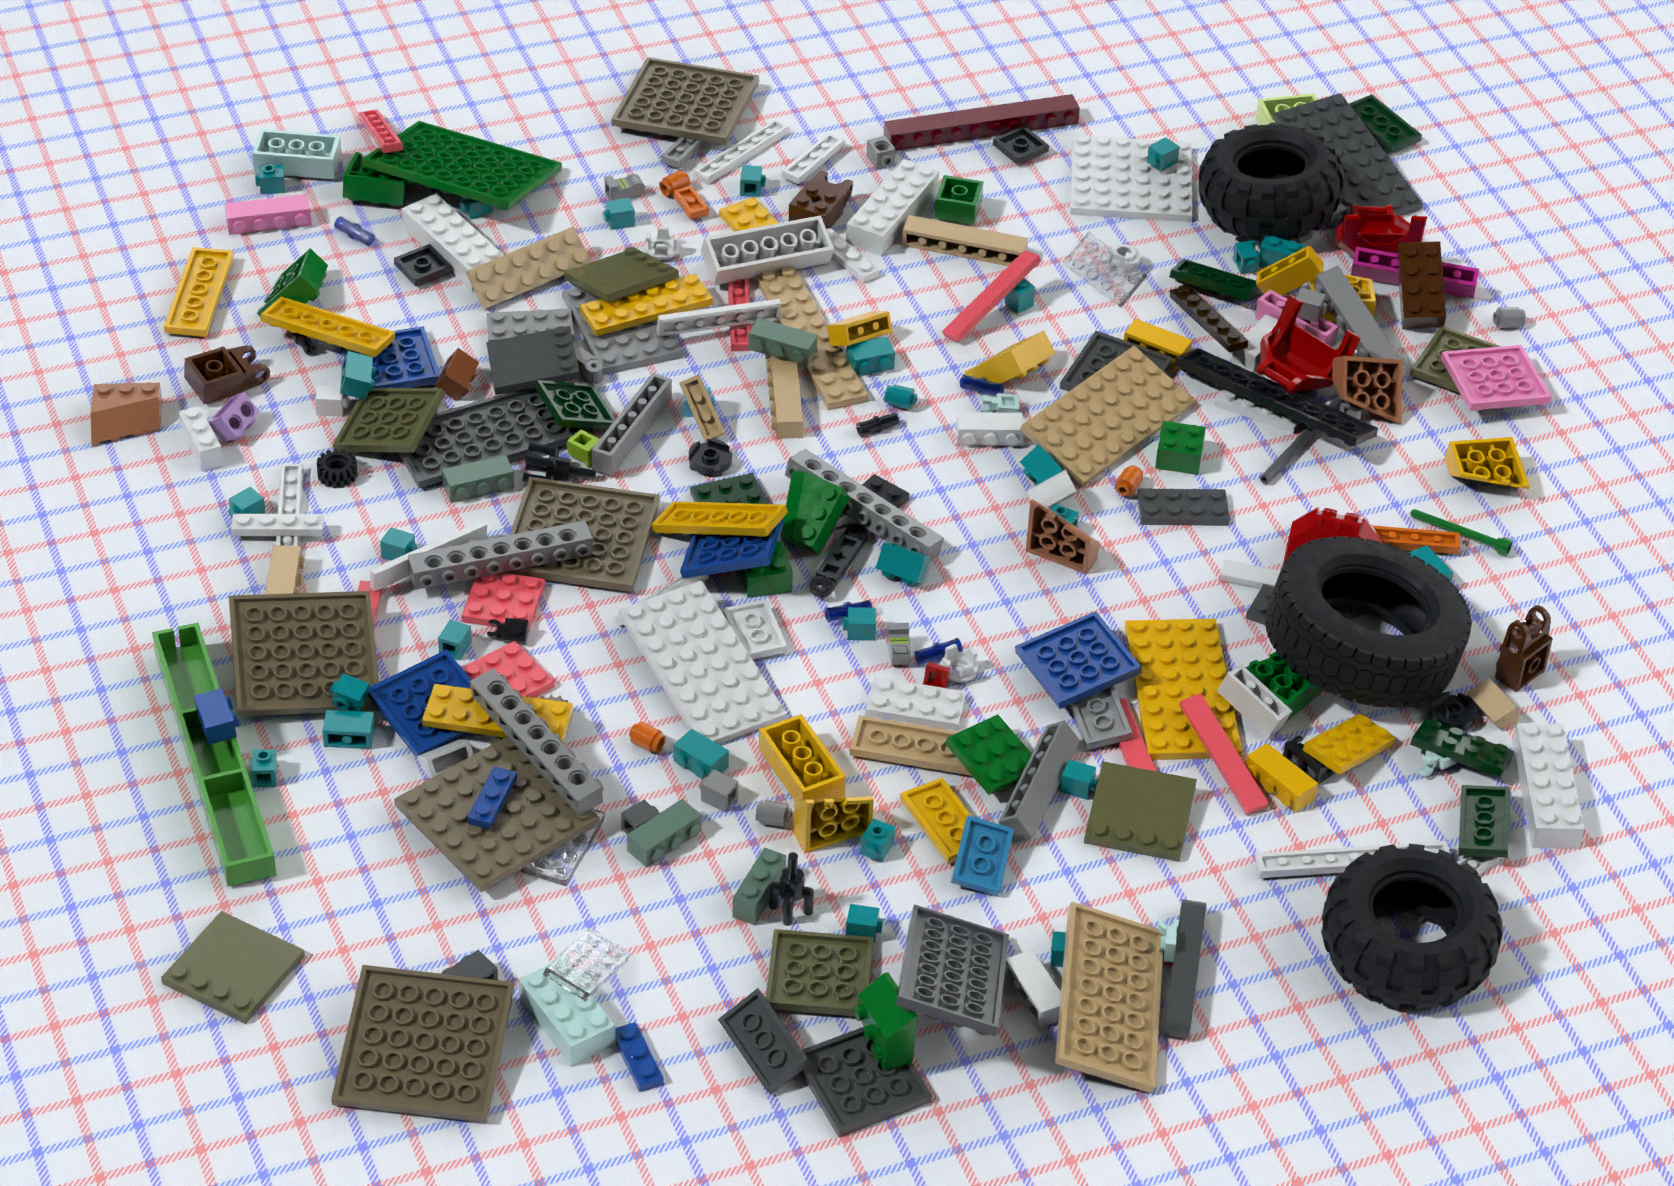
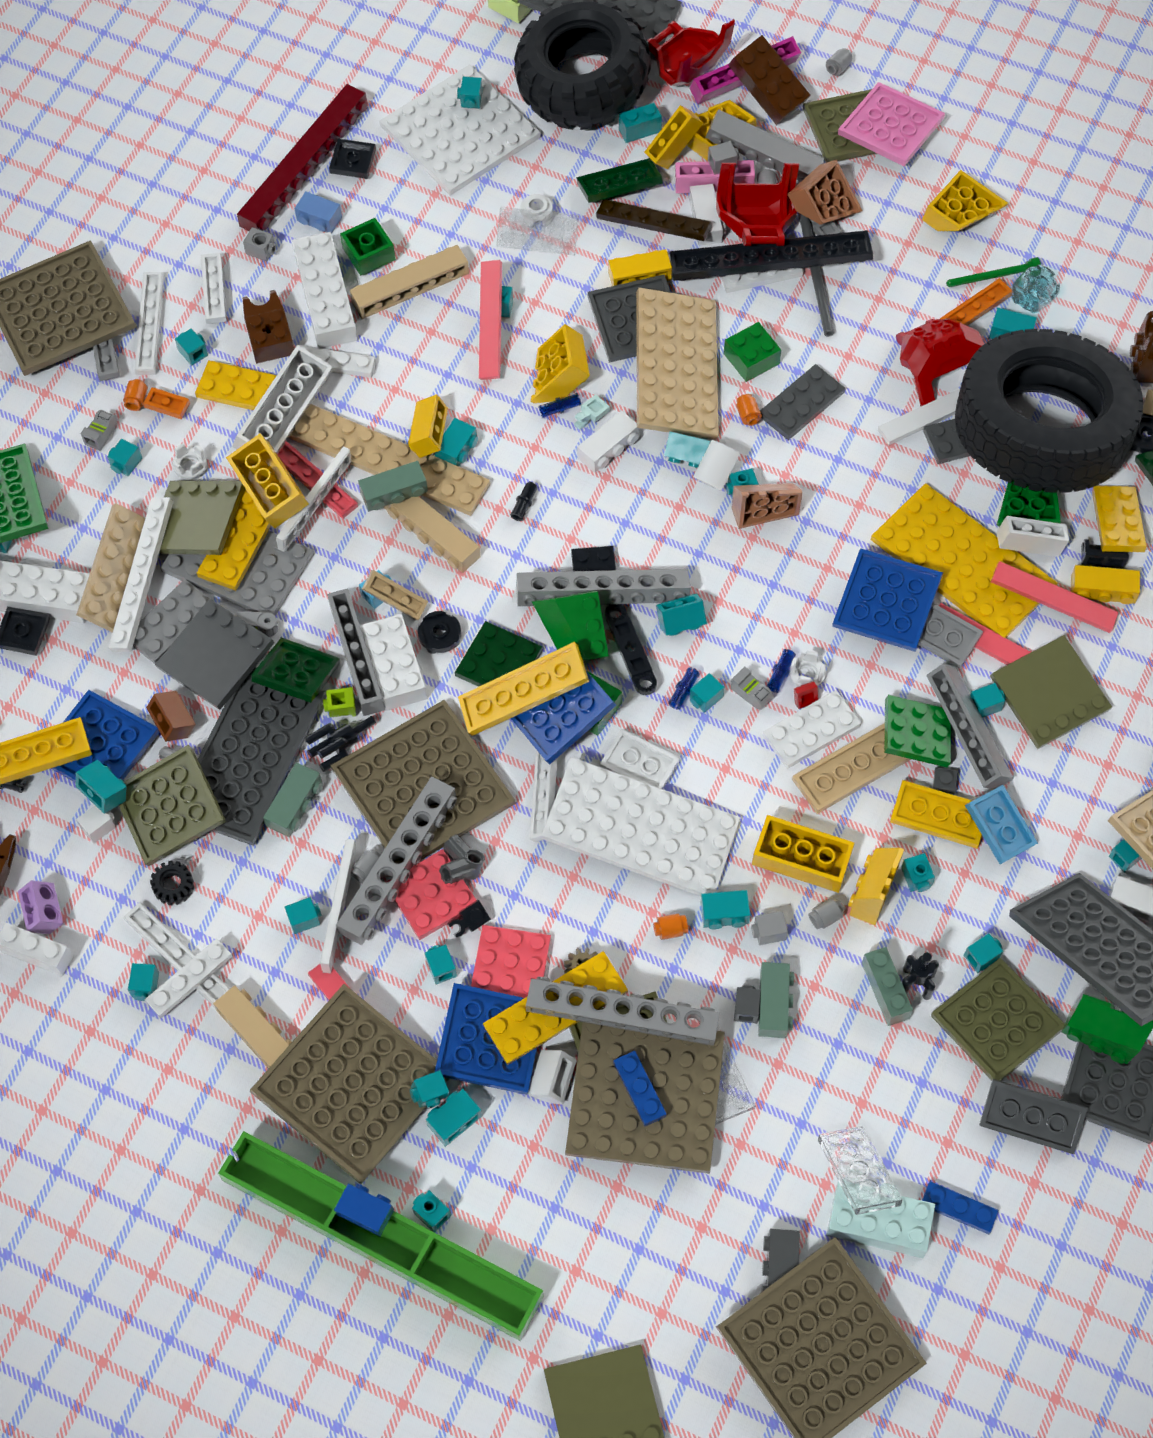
camera: 40 degrees left, 20 degrees up
(536, 284) = (140, 575): none -> white plate
(547, 595) = (466, 861): none -> dark grey piece
(652, 449) = (394, 662): none -> white brick
(691, 275) = (267, 481): none -> yellow brick
(900, 396) = (515, 463): teal brick -> none
(950, 159) = (318, 212): none -> medium blue brick
(979, 805) = (945, 780): none -> dark grey plate
(1246, 257) = (617, 143): teal brick -> none
(1478, 554) = (1035, 288): none -> clear light blue brick

